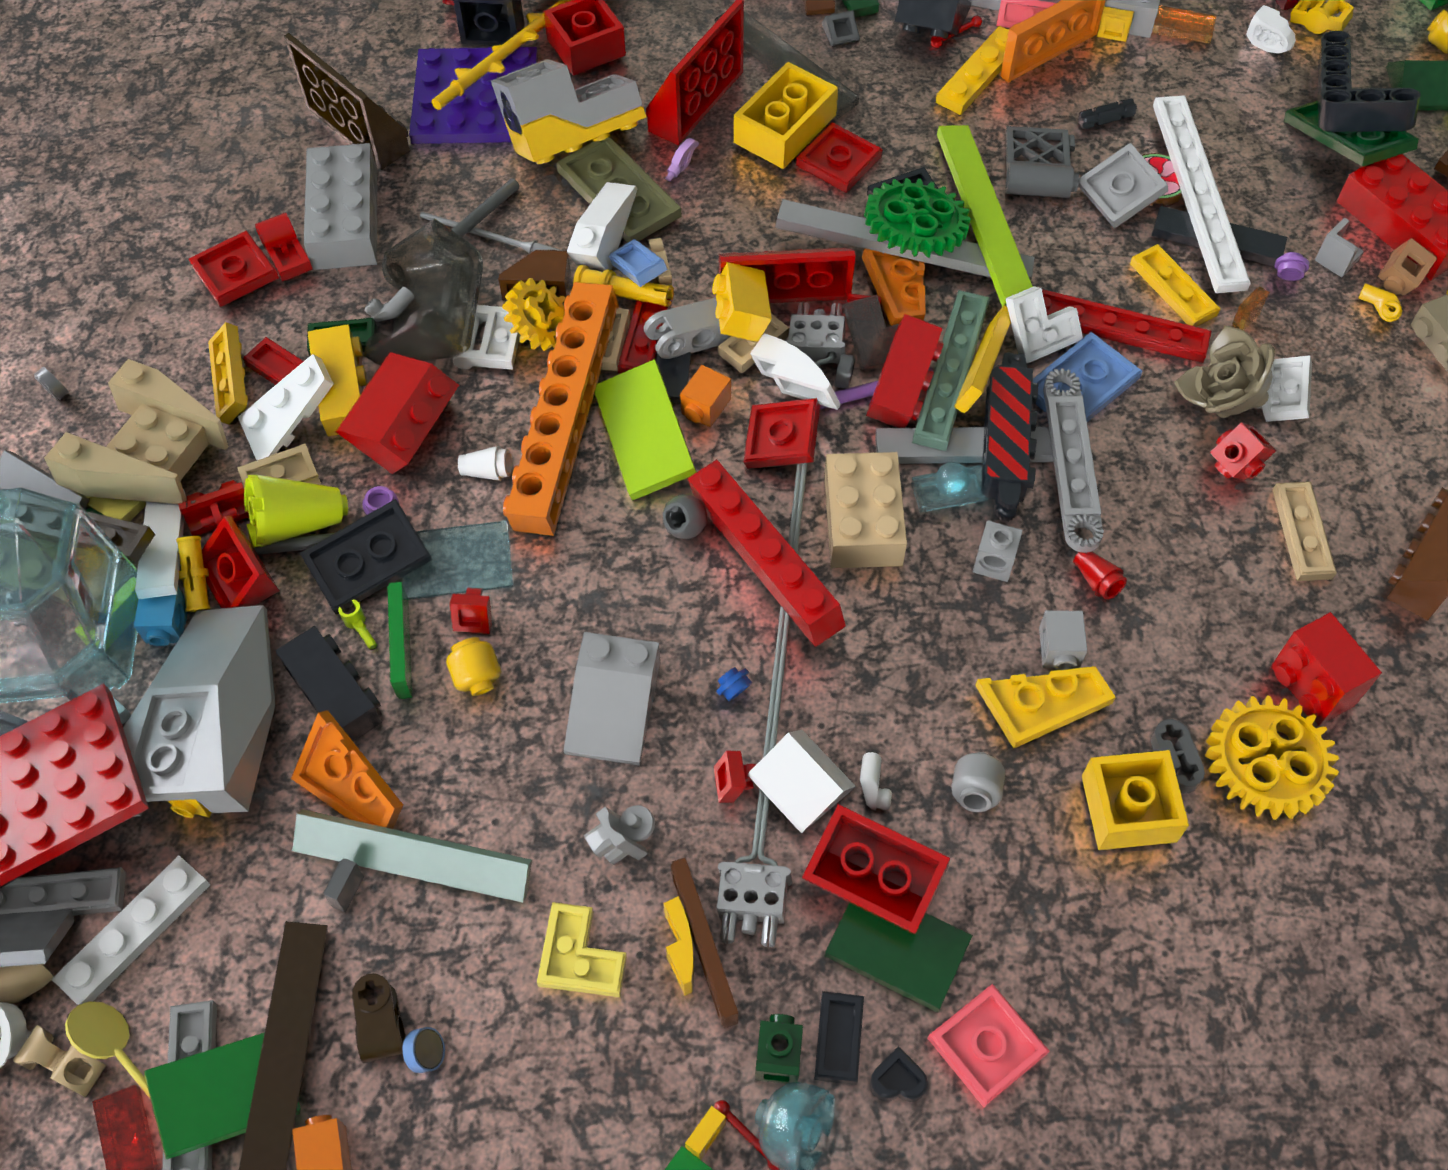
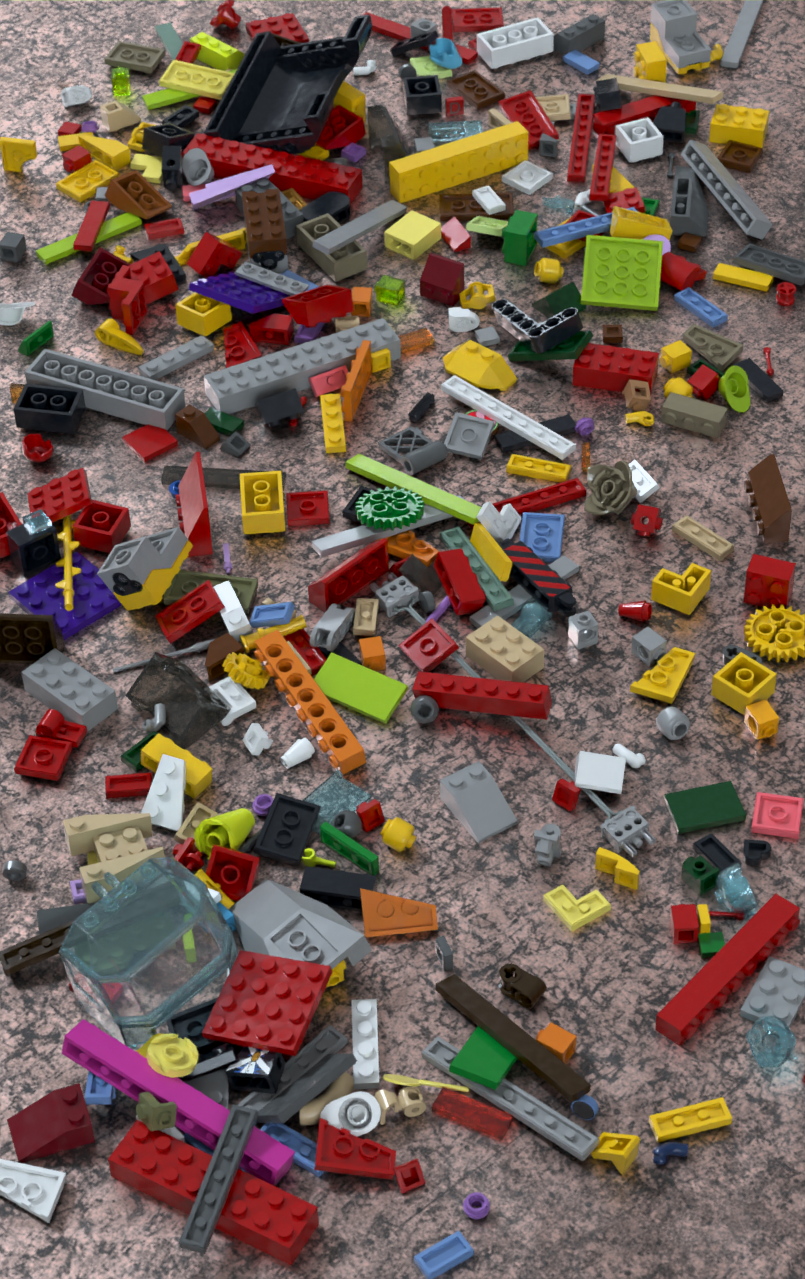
camera: 40 degrees left, 15 degrees down
(227, 373) = (104, 800): yellow plate -> none
(397, 410) = (230, 755): red slope -> none
(412, 855) = (460, 922): tile -> none
(423, 1050) = (553, 981): tile -> none
(430, 605) = (348, 823): none -> dark grey piece
(461, 411) = (256, 739): none -> white tile
(486, 208) = (149, 643): dark grey bar -> none
(559, 196) = (189, 611): none -> red tile
(677, 1111) = (684, 923): none -> red brick
(704, 944) = (649, 869): reddish brown tile -> none
(733, 683) = (525, 760): blue plate -> none
(742, 302) = (350, 597): yellow brick -> none
(793, 371) = (407, 613): white slope -> none
(876, 869) = (668, 777): red slope -> none
(1073, 461) = (576, 570): light grey plate -> none
(1110, 874) = (761, 719): none -> light orange brick
(1190, 594) = (683, 591): none -> yellow brick
(1230, 106) = (479, 366): none -> yellow wedge
(1284, 72) = (487, 336): none -> light grey tile
(1336, 252) = (599, 406): light grey panel -> none

